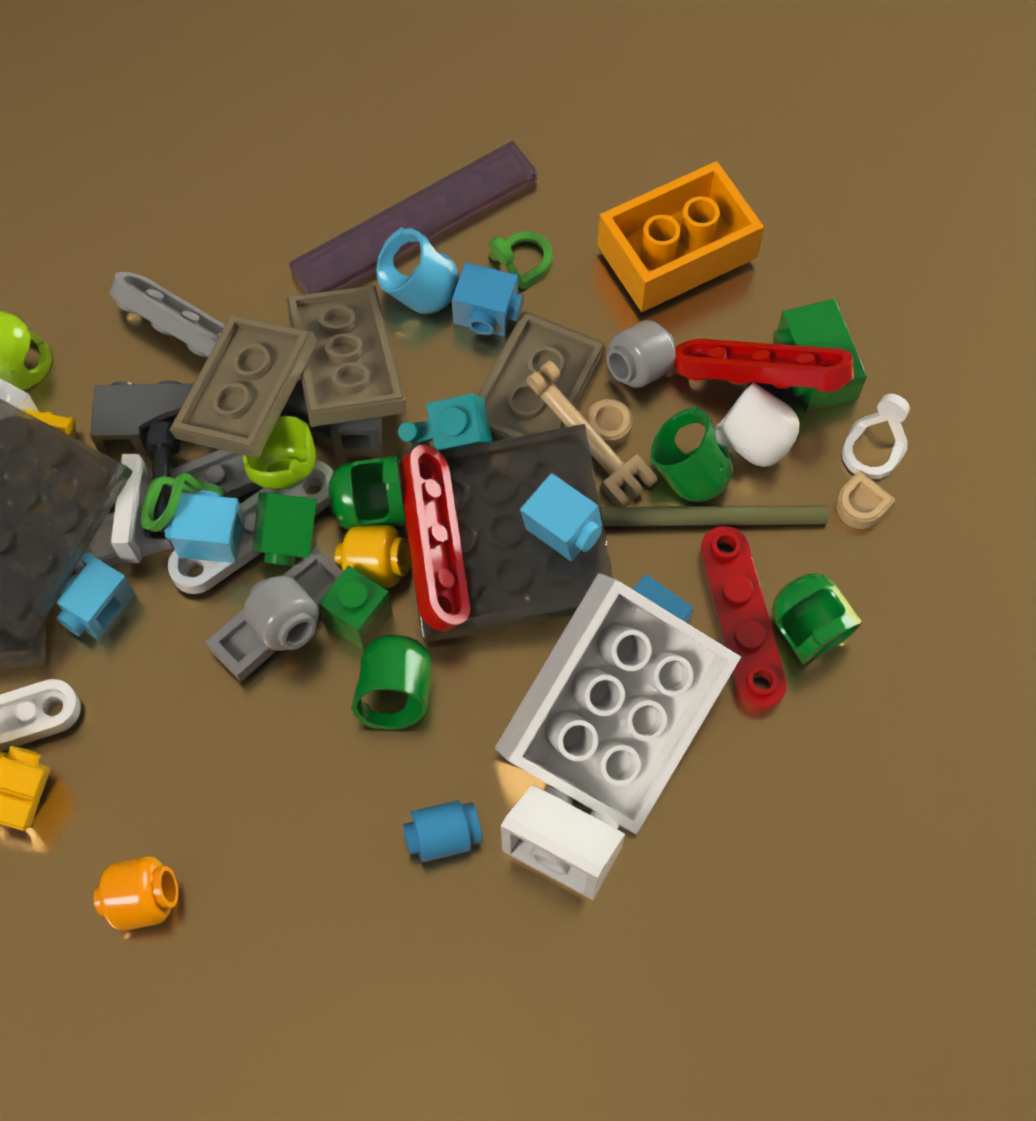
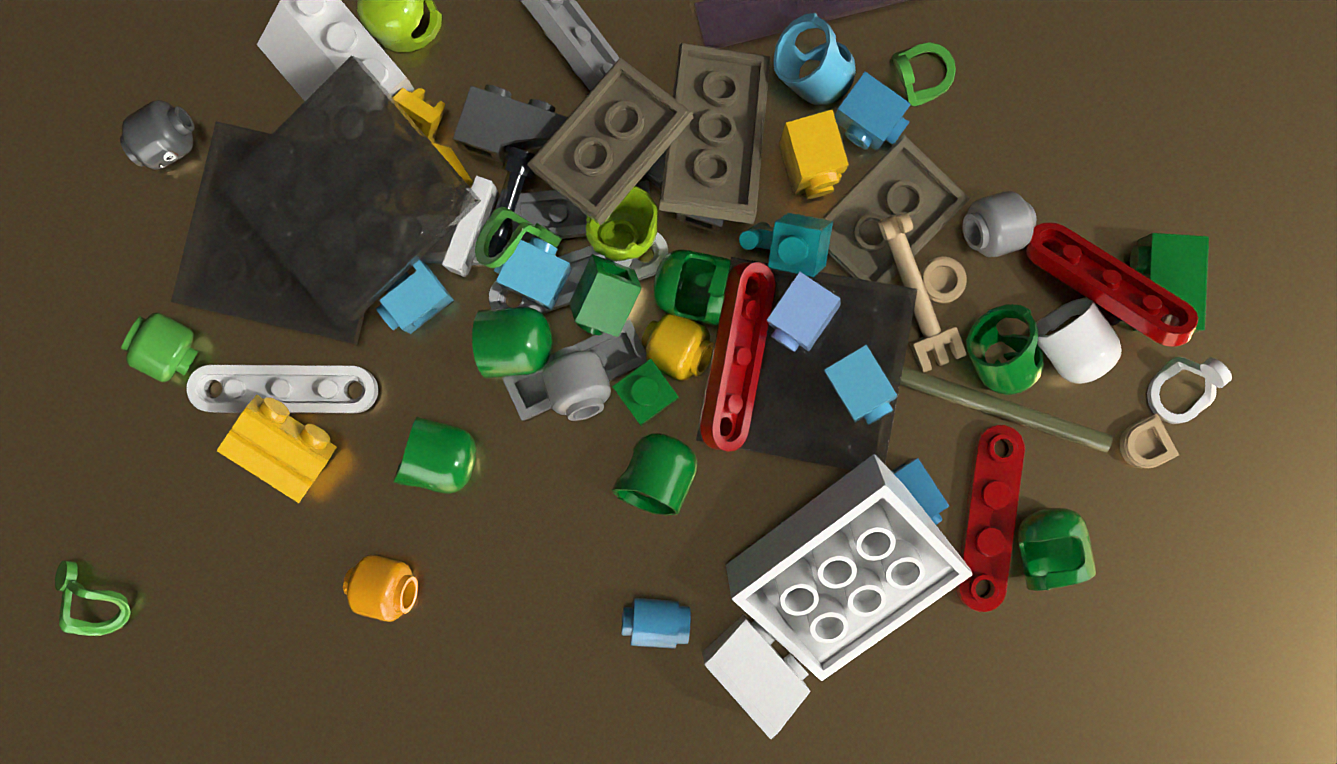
camera: 20 degrees right, 20 degrees up
(158, 737) = (437, 457): none -> green helmet
(203, 597) = (511, 341): none -> green helmet
(442, 342) = (813, 154): none -> yellow brick
(483, 475) = (802, 313): none -> light blue brick
(679, 236) = (1086, 110): light orange brick -> none

